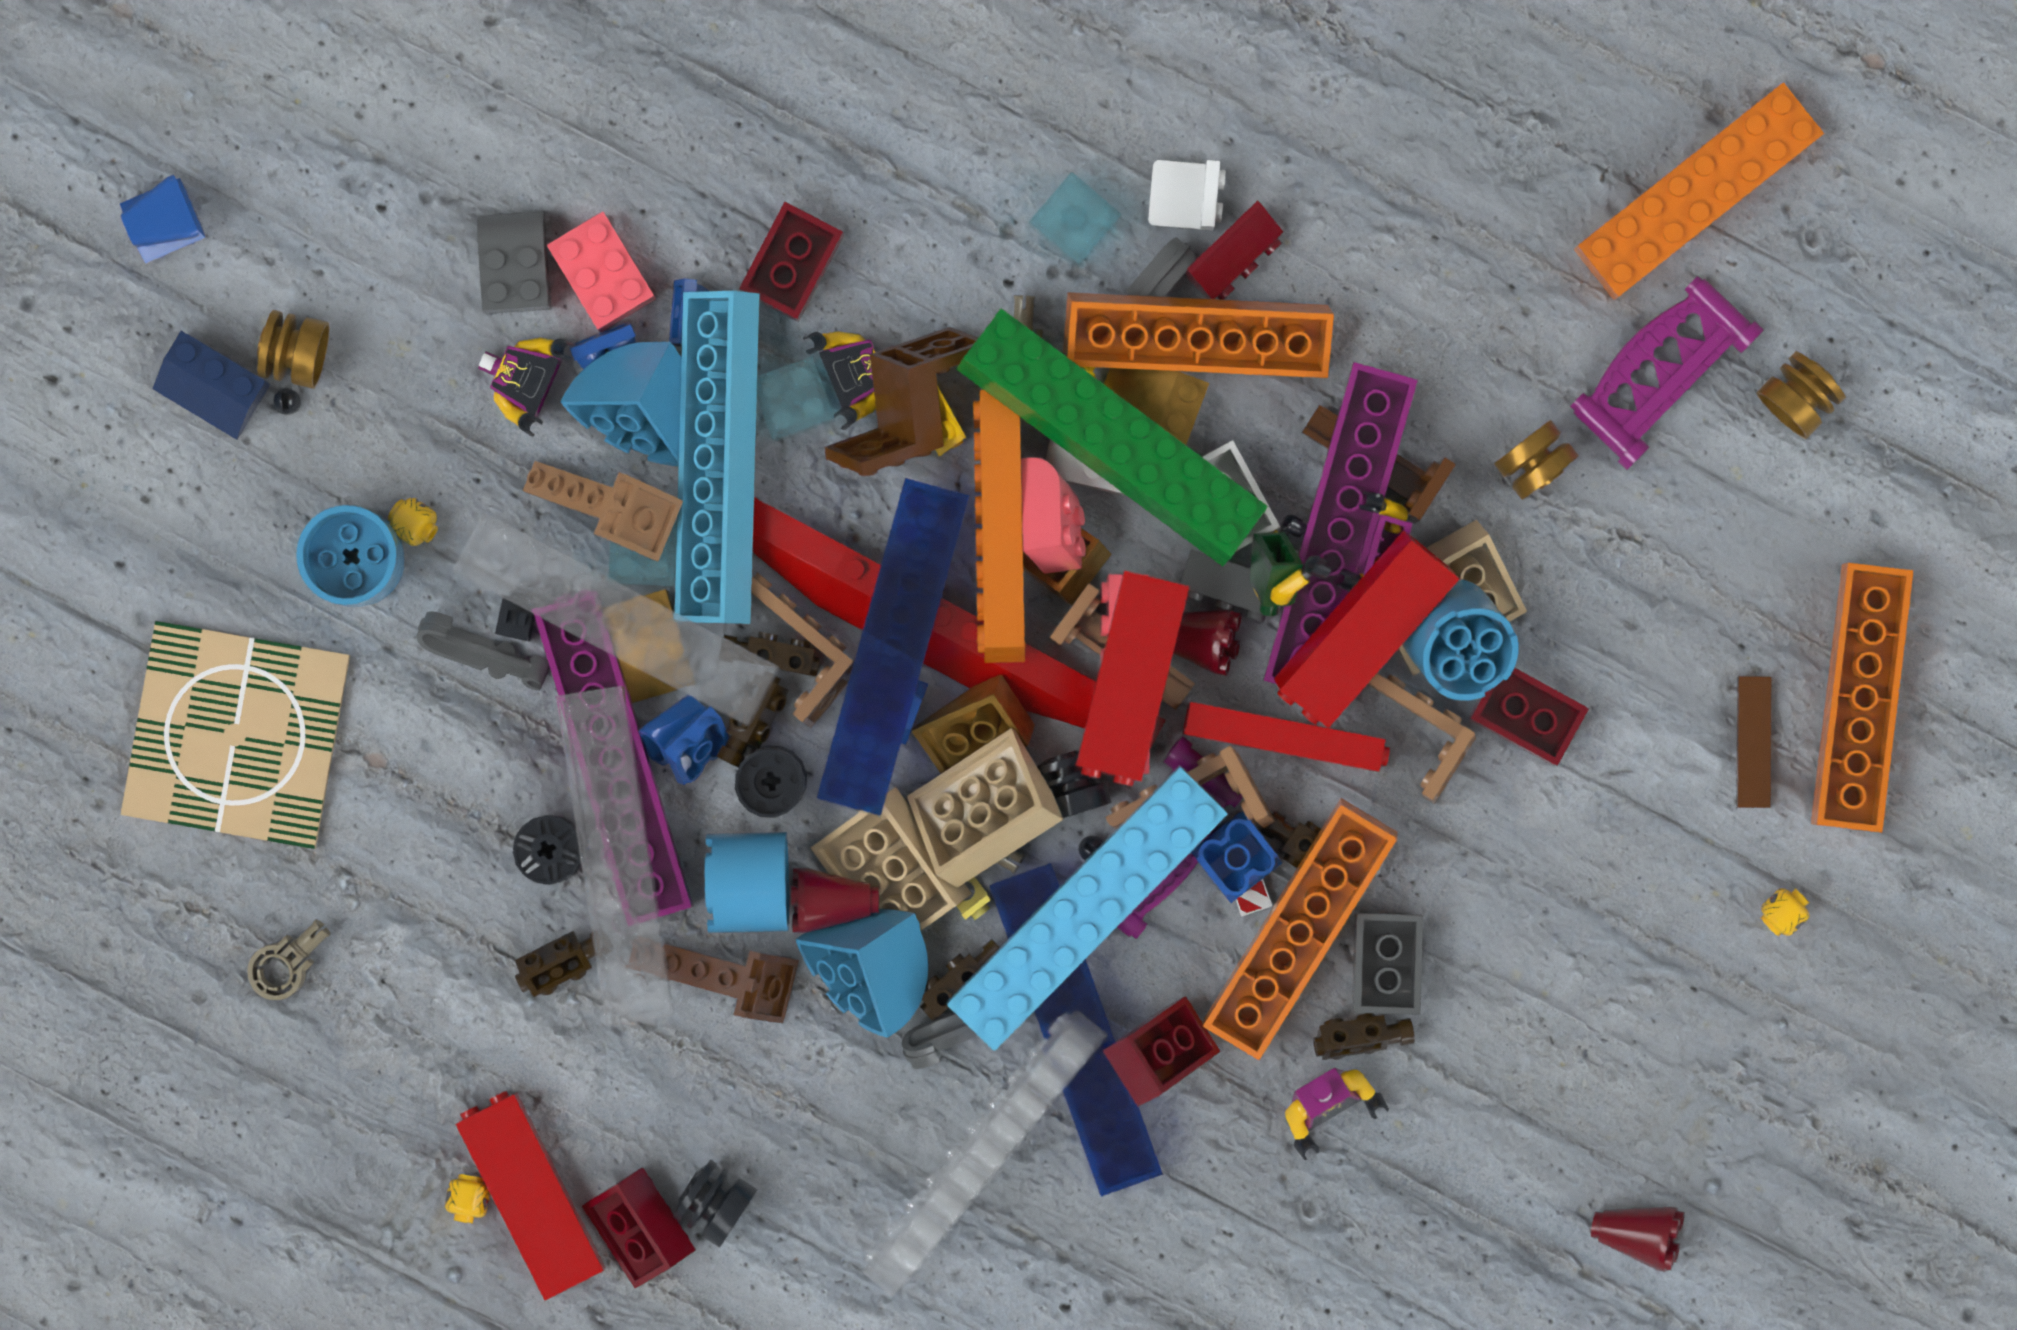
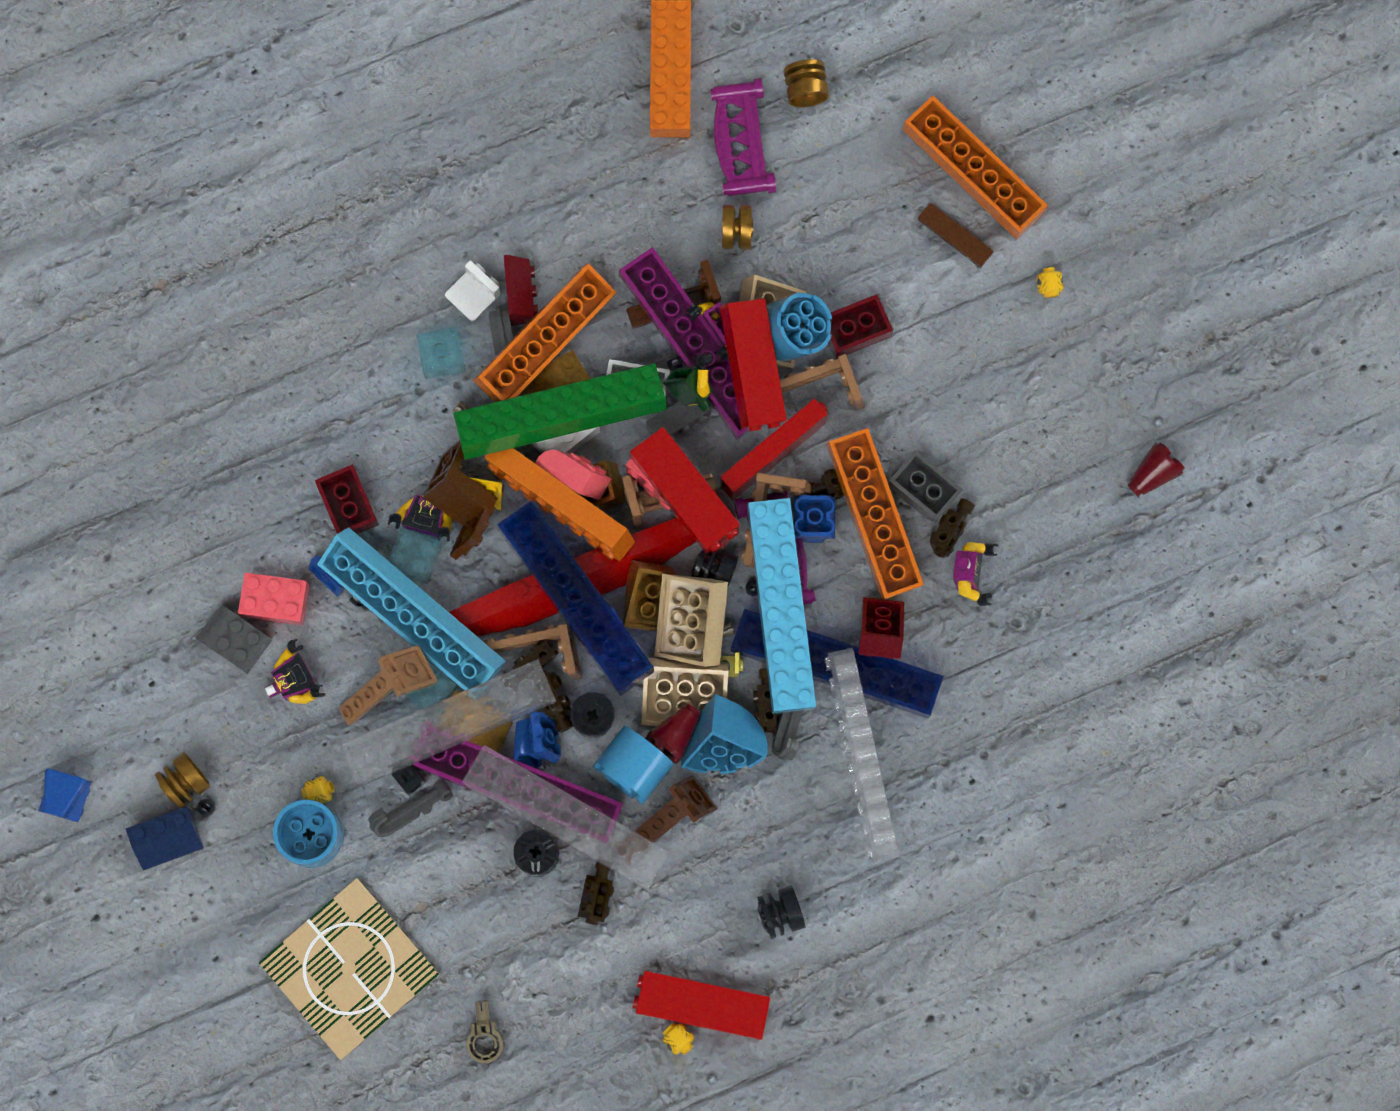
camera: 50 degrees left, 10 degrees down
(593, 347) = (315, 618): blue tile -> none
(632, 399) = (349, 632): dark azure brick -> none
(638, 1228) = (763, 963): dark red slope -> none
(1209, 639) = (698, 446): dark red cone -> none
(1254, 899) = (841, 529): tile -> none

